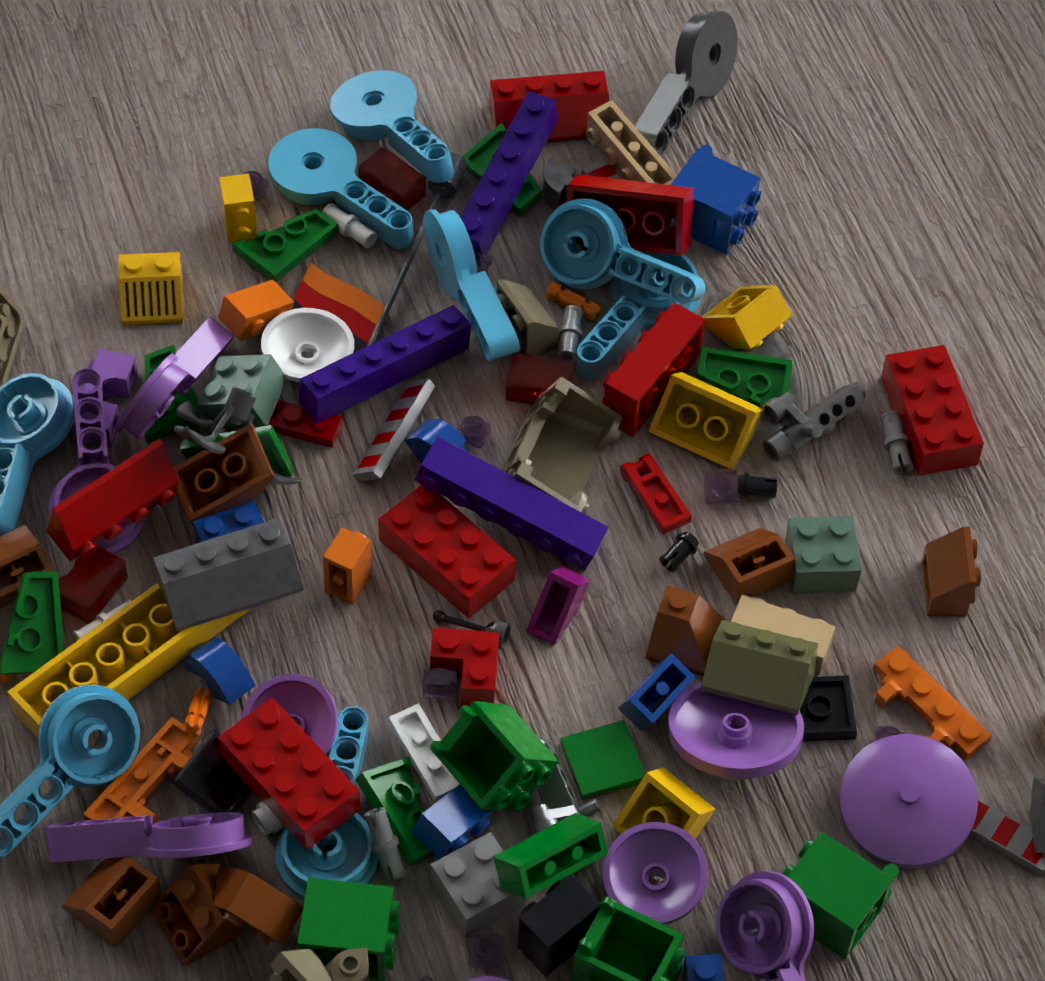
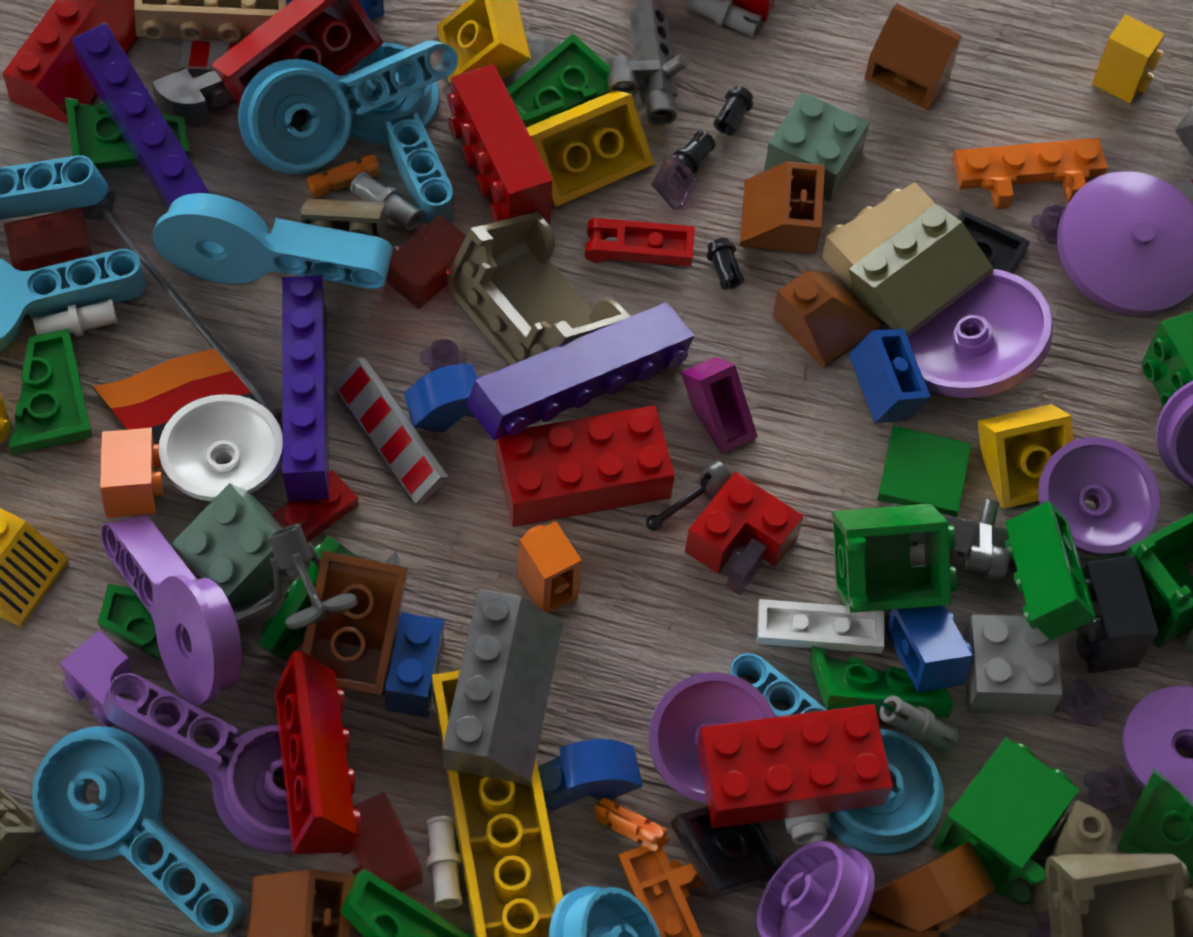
camera: 60 degrees left, 5 degrees up
(815, 491) = (737, 103): none -> black pin

